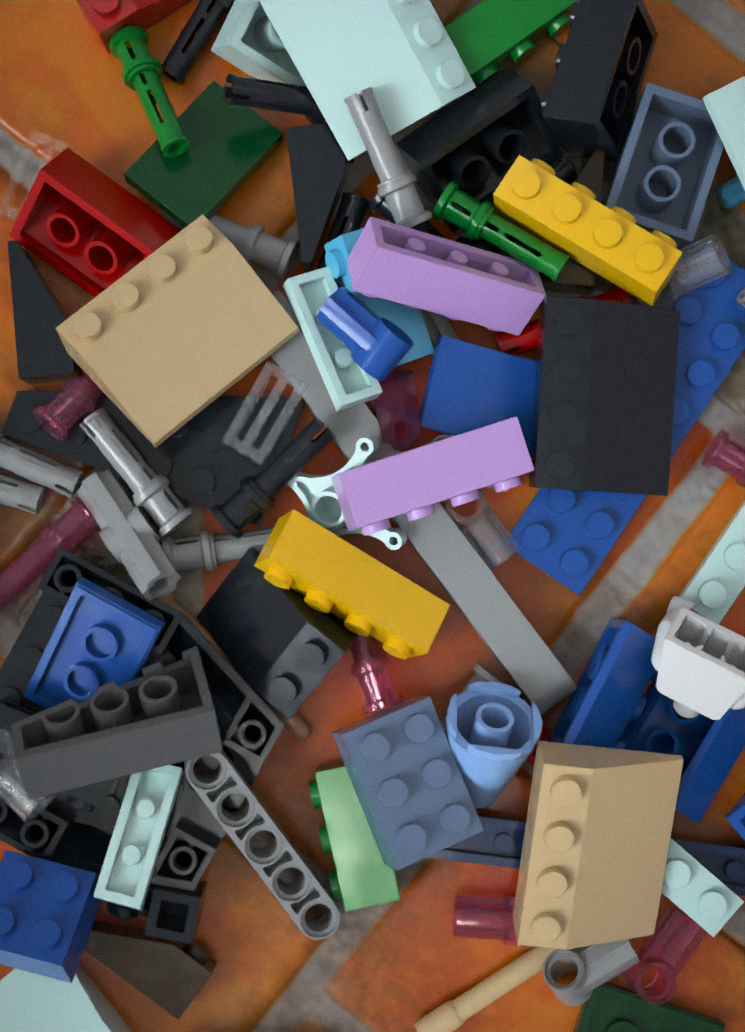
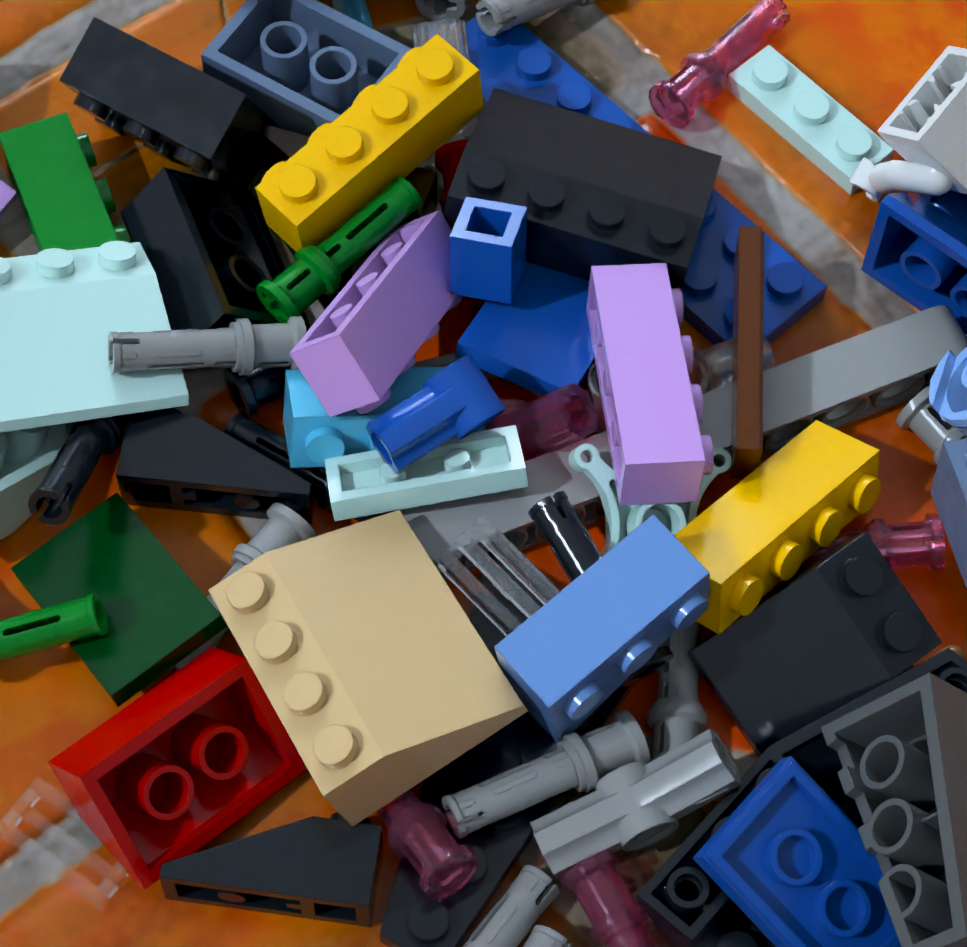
camera: 75 degrees left, 25 degrees down
(218, 485) = (603, 627): none -> medium blue wedge
(484, 544) = (747, 352): none -> reddish brown tile
(514, 338) = (488, 250): none -> blue brick

